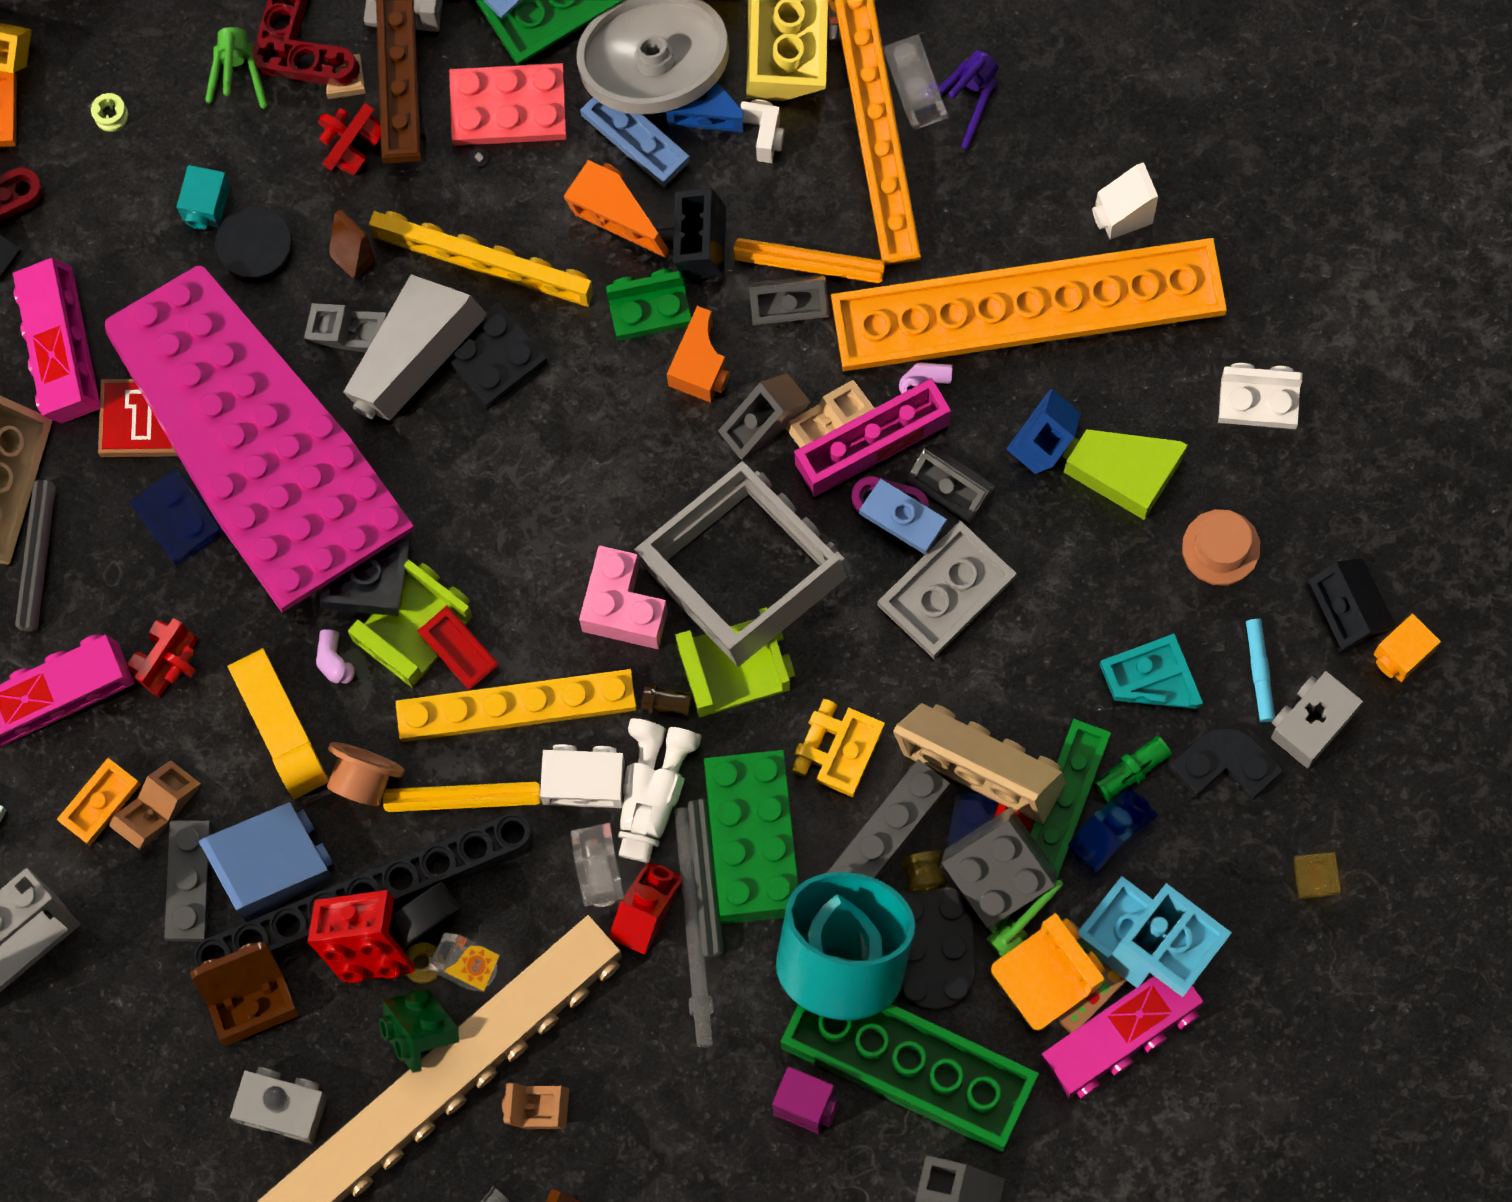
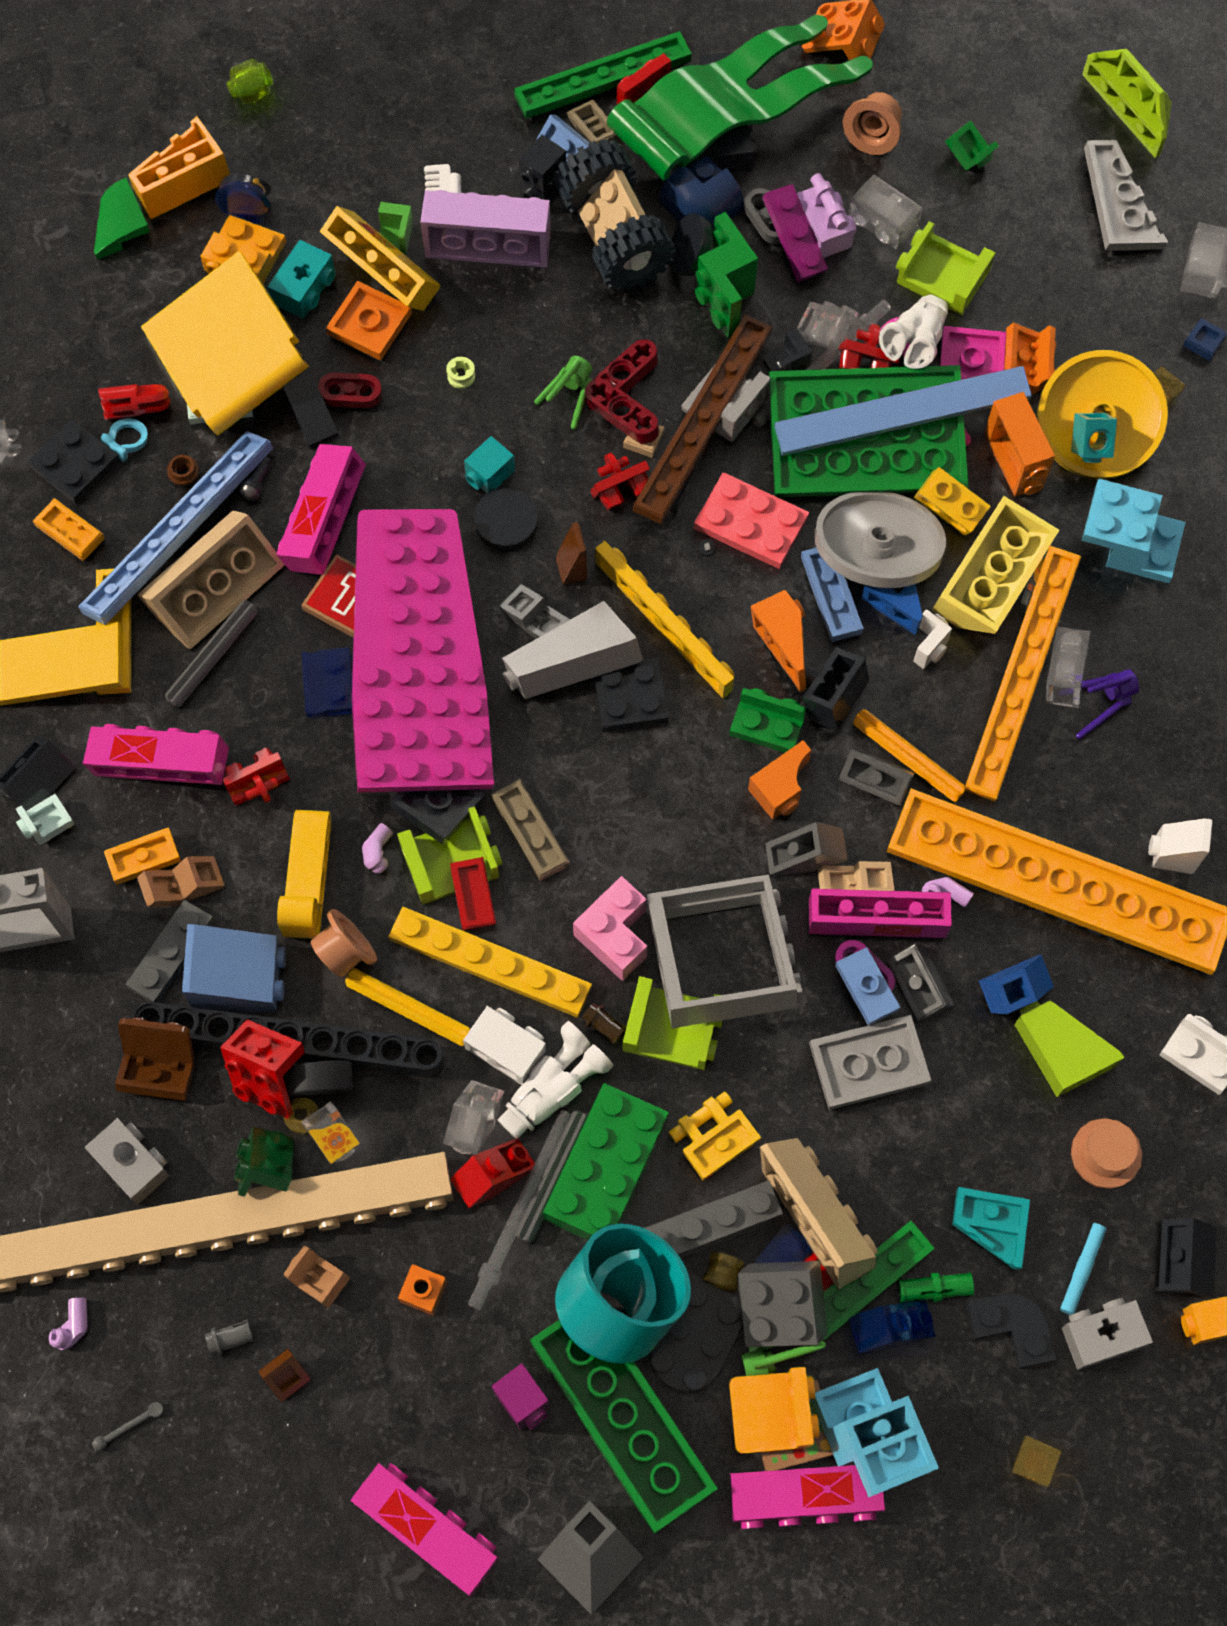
camera: 25 degrees right, 5 degrees down
(475, 551) = (530, 830): none -> dark tan tile
(654, 1069) = (430, 1299): none -> orange plate

